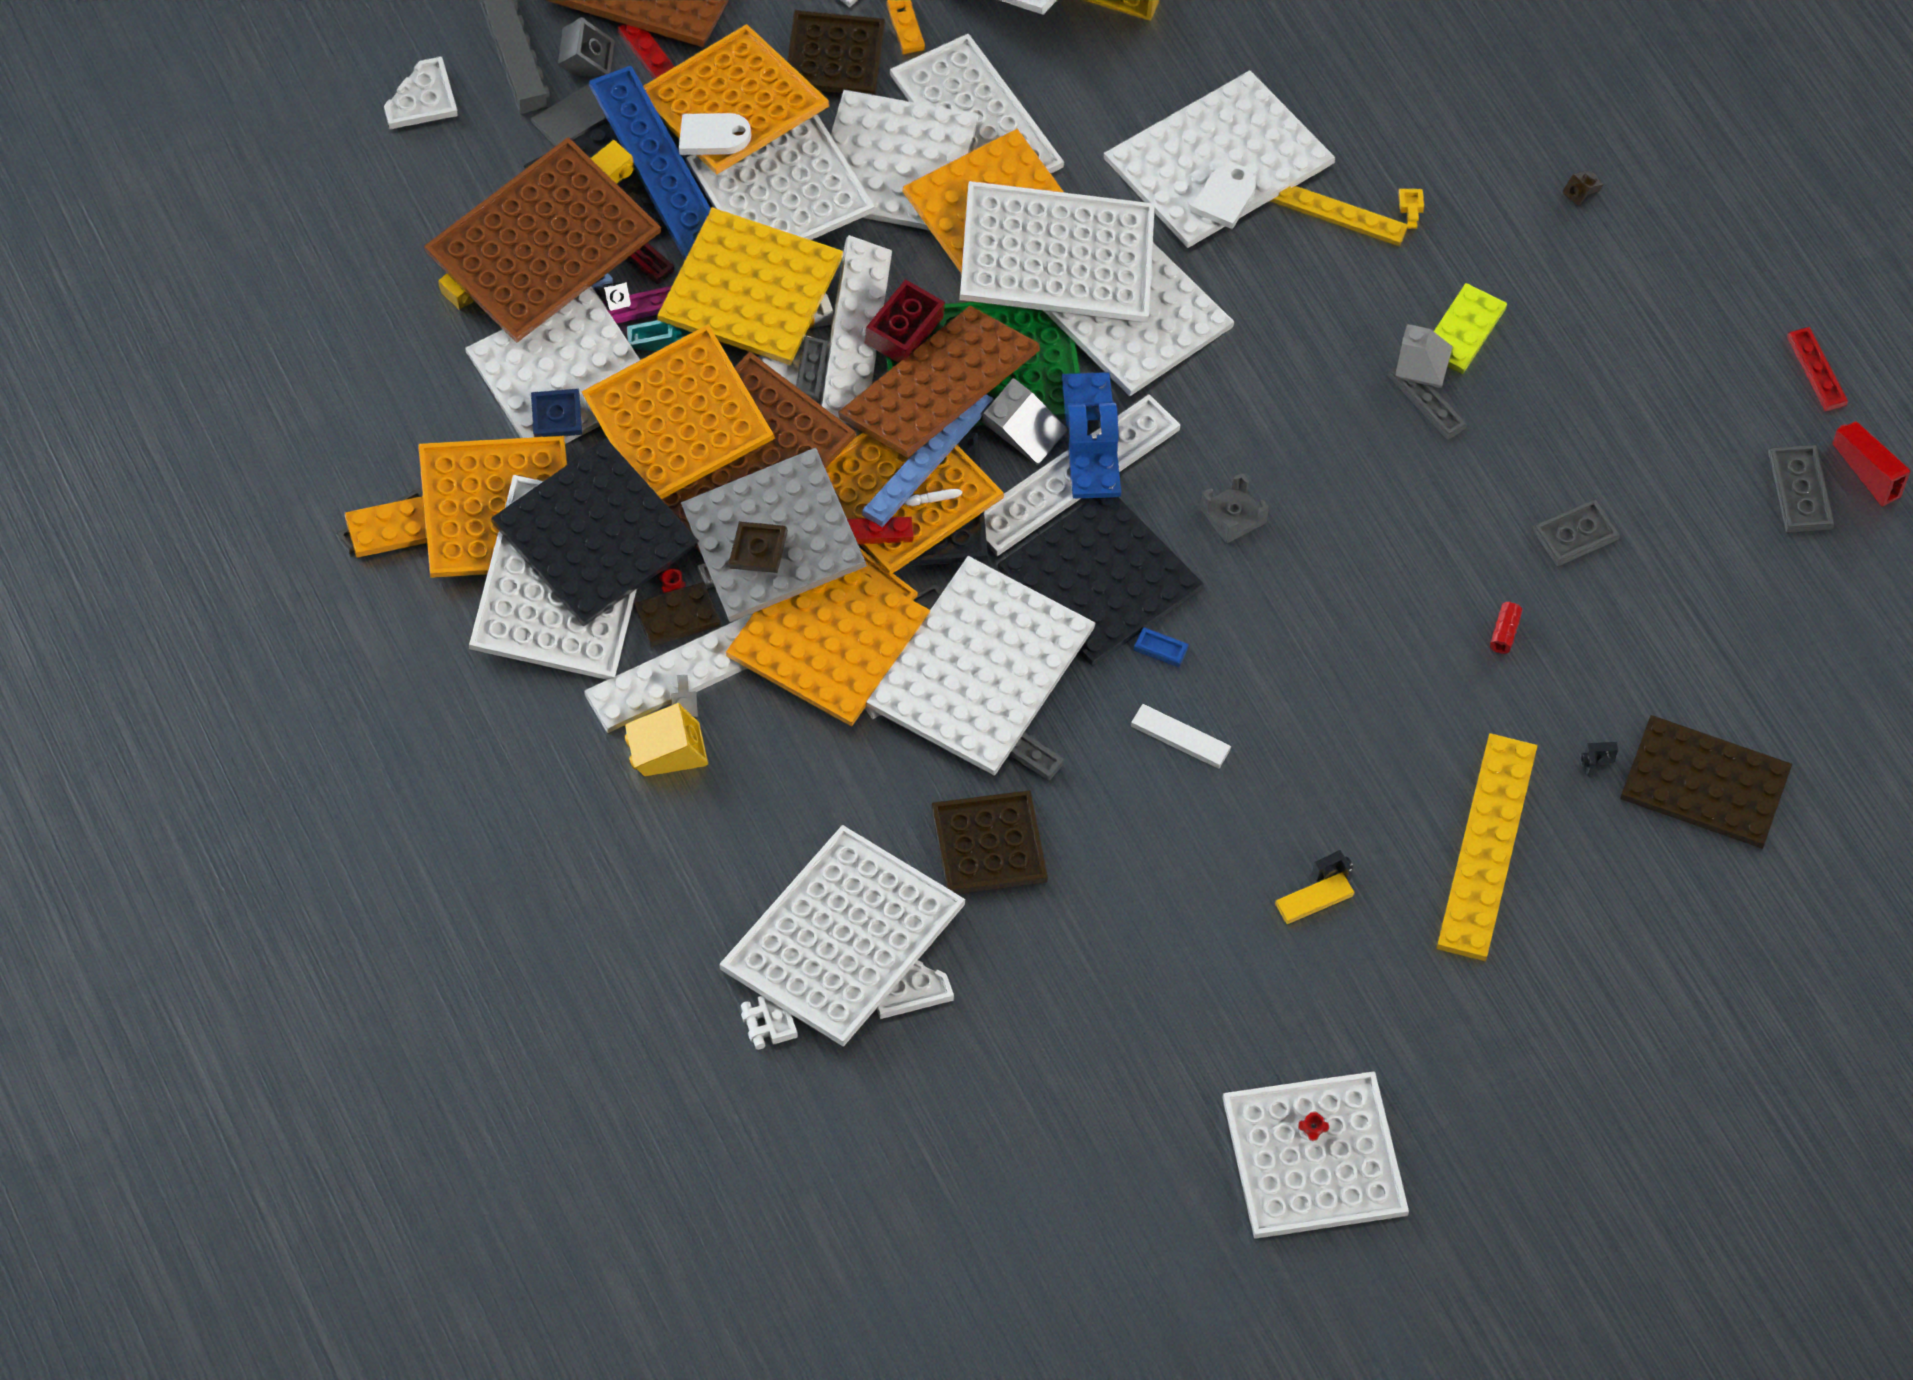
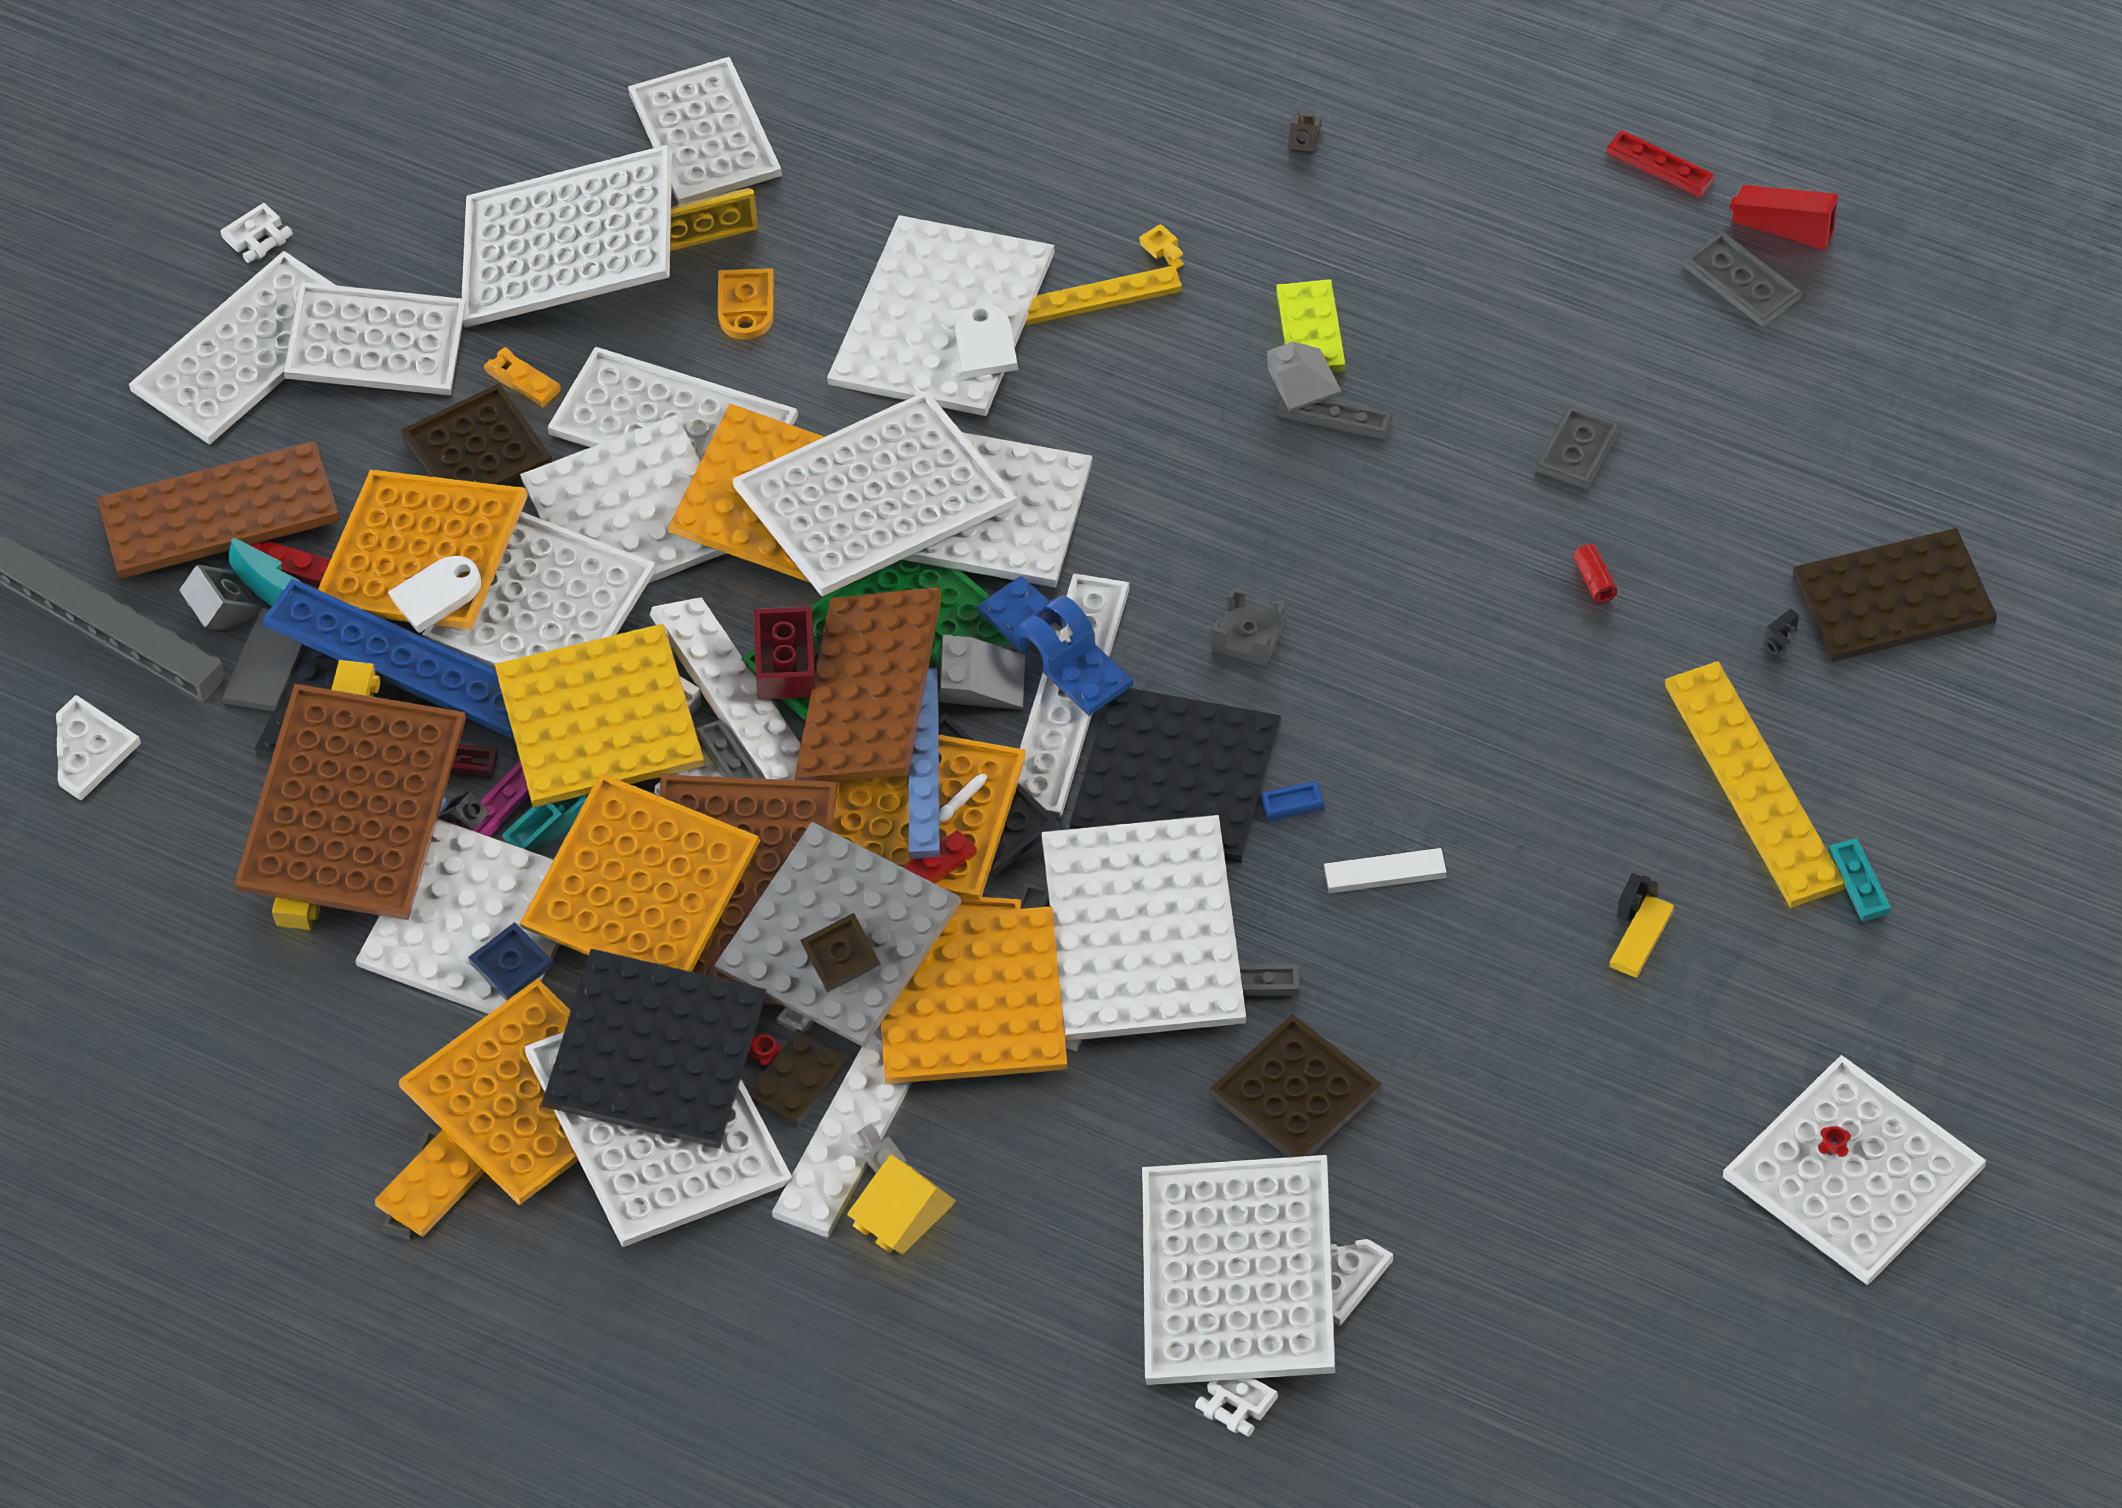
camera: 30 degrees left, 5 degrees down
(623, 47) = (258, 571): none -> teal slope
(1099, 64) = (746, 298): none -> light orange tile
(1498, 961) = (1860, 880): none -> teal plate

